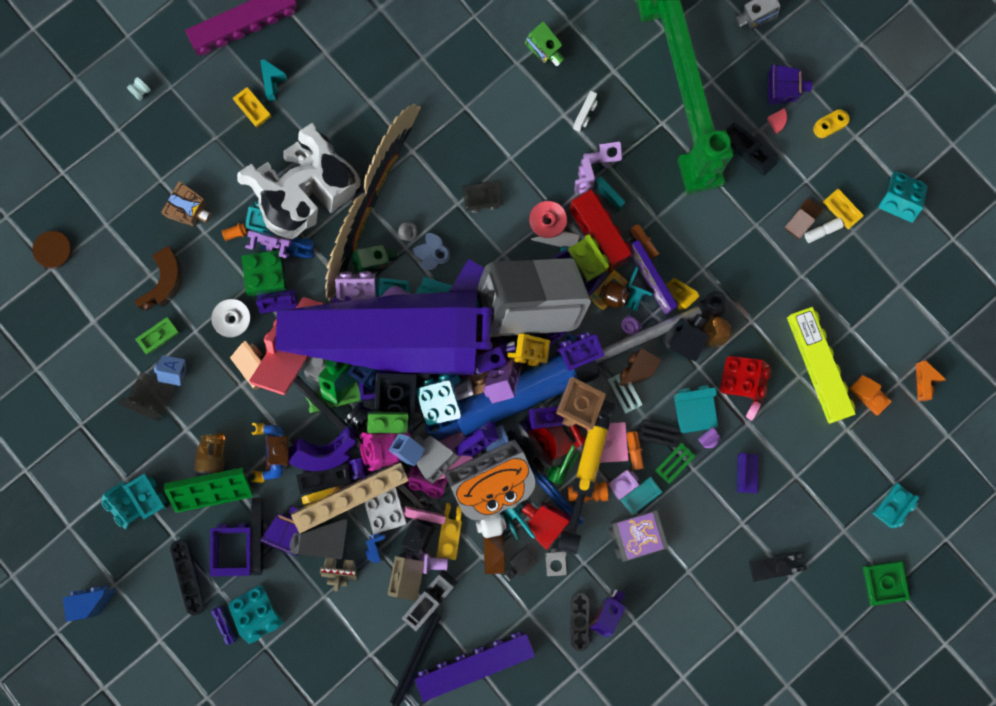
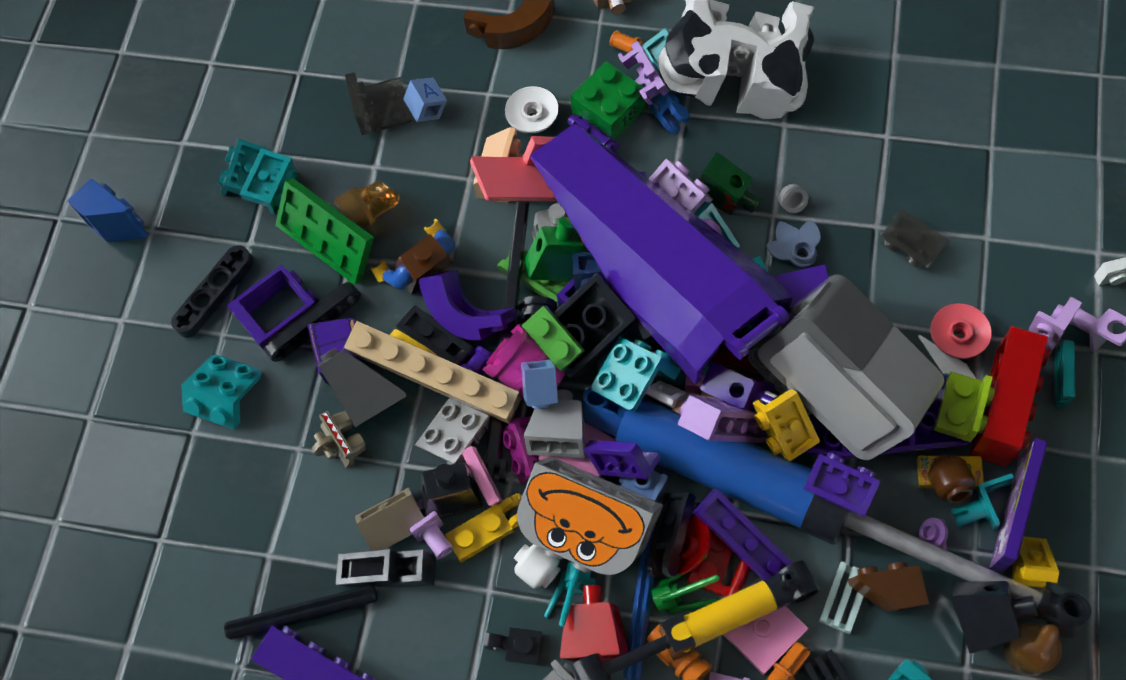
camera: 65 degrees right, 15 degrees down
(157, 336) = (451, 62): bright green plate -> none
(223, 625) = (185, 368): dark purple axle -> none
(362, 205) = (825, 113): piece -> none
(373, 552) = (393, 457): blue bracket -> none
(494, 555) = (504, 603): reddish brown slope -> none
(580, 404) = (776, 540): medium nougat bracket -> none
(639, 234) = (1051, 466): orange axle -> none

